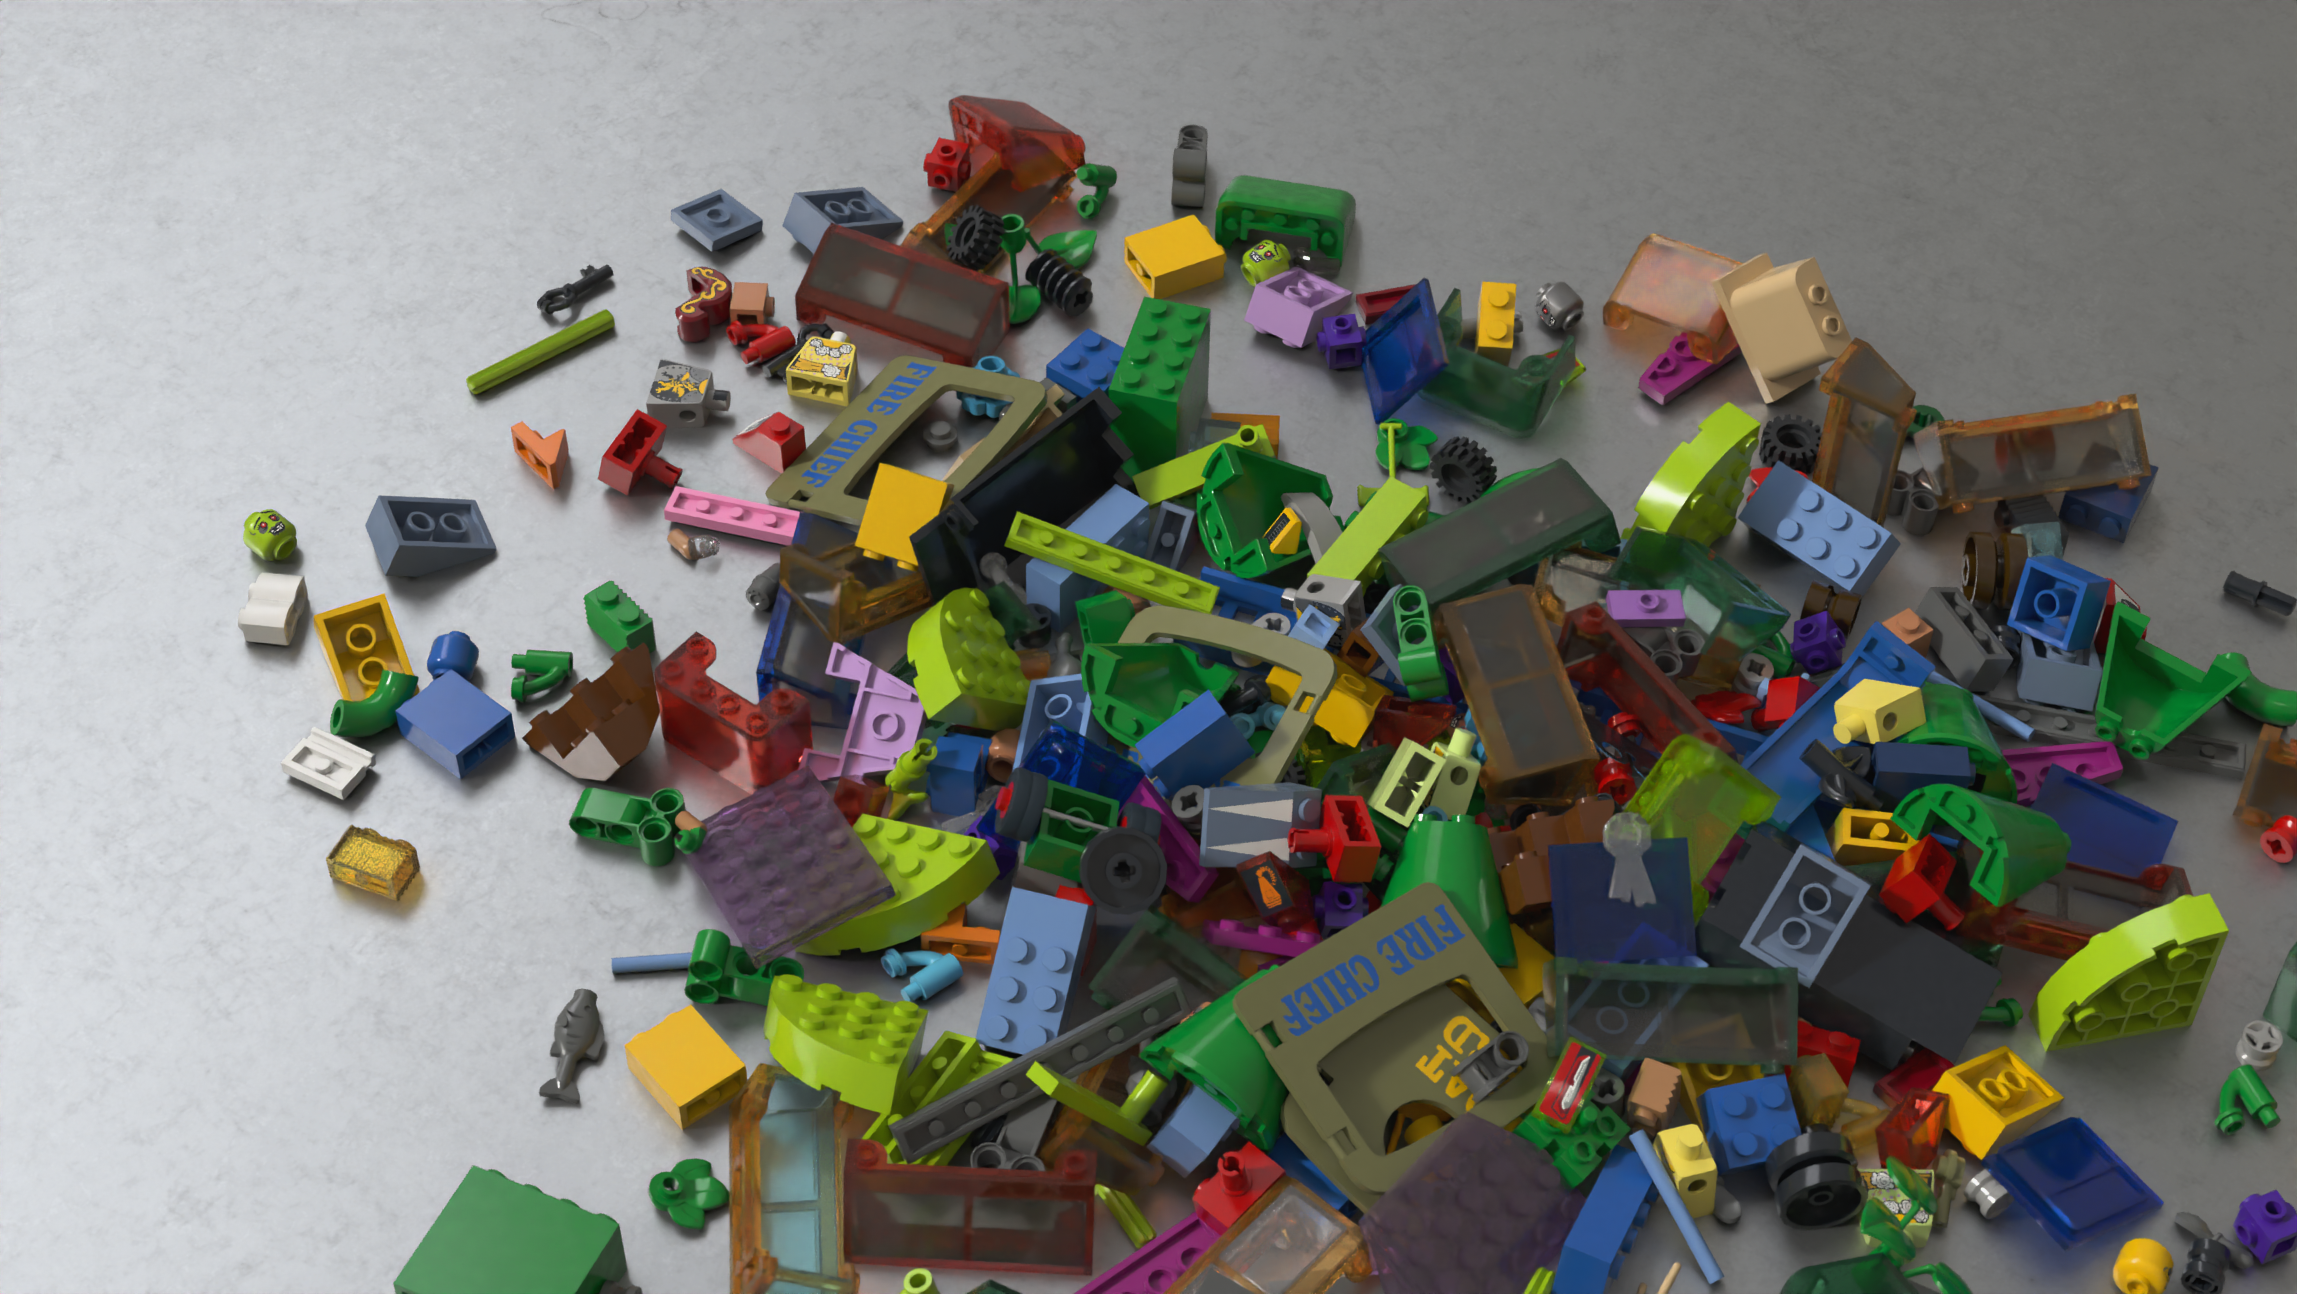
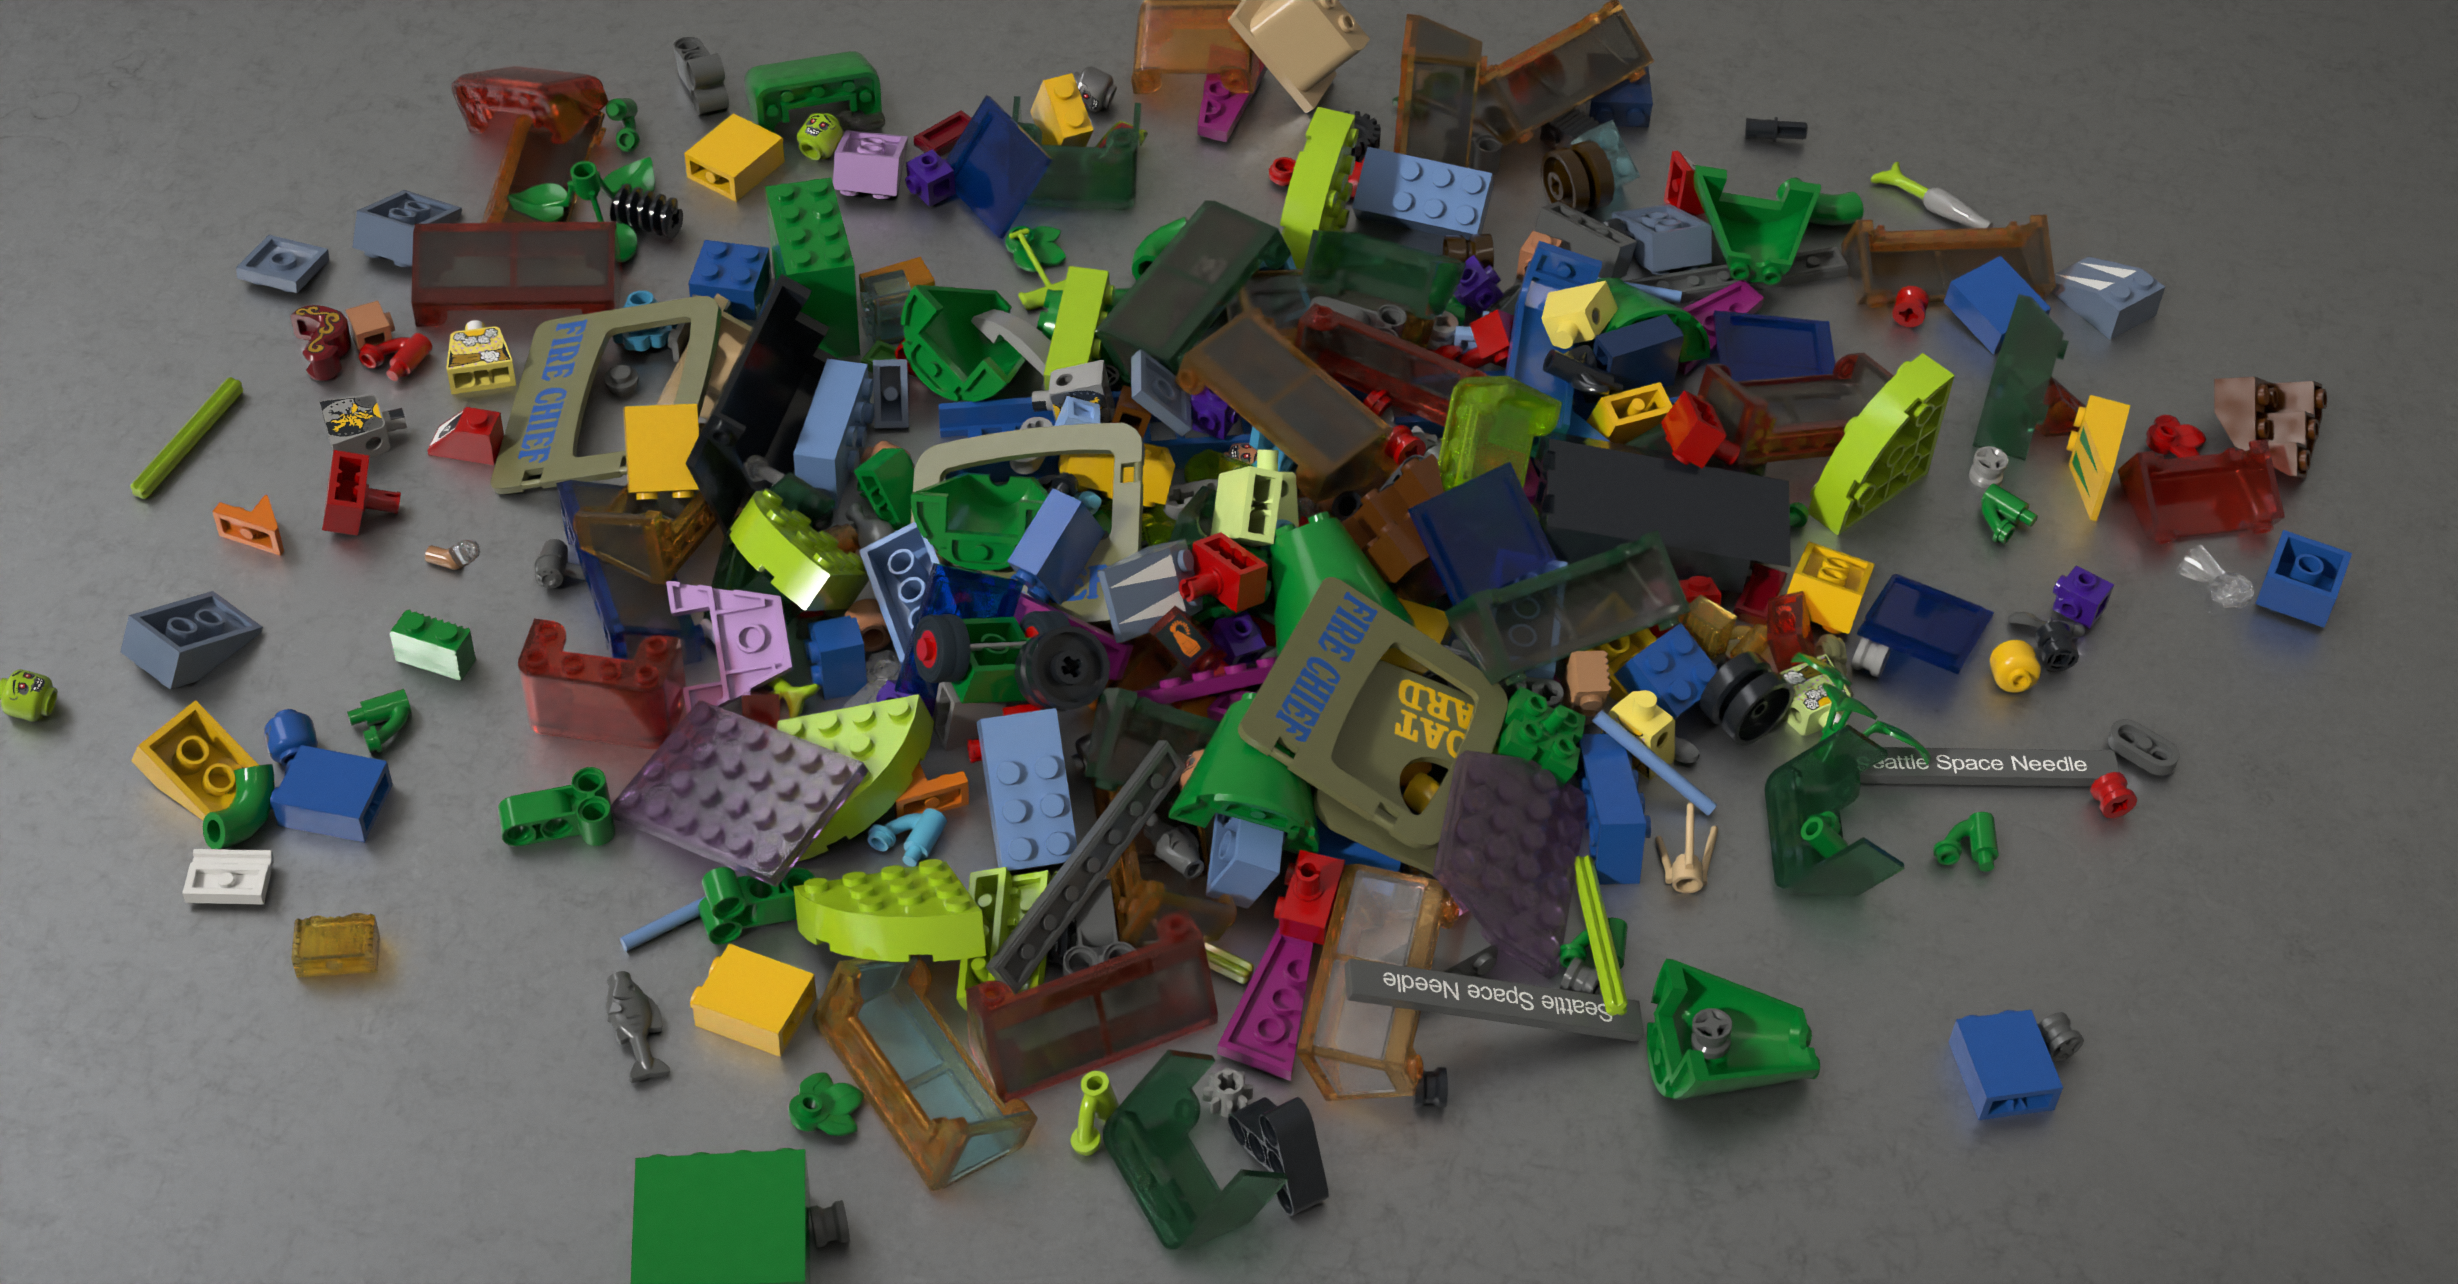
camera: 30 degrees left, 0 degrees up
(273, 608) = (76, 760): white brick -> none
(571, 291) = (181, 373): black piece -> none
(603, 721) = (482, 737): reddish brown brick -> none
(692, 831) = (634, 796): arm -> none
(732, 515) = (478, 515): bright pink plate -> none
(780, 363) = (430, 369): black piece -> none
(911, 765) = (801, 661): lime pin -> none
(948, 164) = (476, 143): red brick -> none
(975, 237) = (544, 189): black tyre -> none
(1110, 565) = (865, 427): lime tile -> none
(1121, 1120) = (1177, 877): lime piece -> none
(1184, 473) = (884, 324): lime piece -> none
(1184, 809) = (1086, 606): dark grey wheel -> none
(1284, 533) = (995, 345): yellow slope -> none
(1416, 721) = (1204, 461): clear red slope -> none
(1420, 662) = (1201, 407): green piece -> none
(1463, 469) = (1107, 234): black tyre -> none
(1488, 1068) = (1455, 707): dark grey piece -> none
(1568, 1084) = (1532, 696): slope -> none
(1602, 733) = (1413, 422): black piece -> none
(1627, 839) = (1470, 480): clear piece -> none
(1646, 608) = (1348, 296): medium lavender plate -> none
(1805, 914) = (1628, 486): sand blue slope -> none
(2017, 841) = (1736, 361): green cone -> none
(2058, 603) = (1647, 184): blue brick -> none

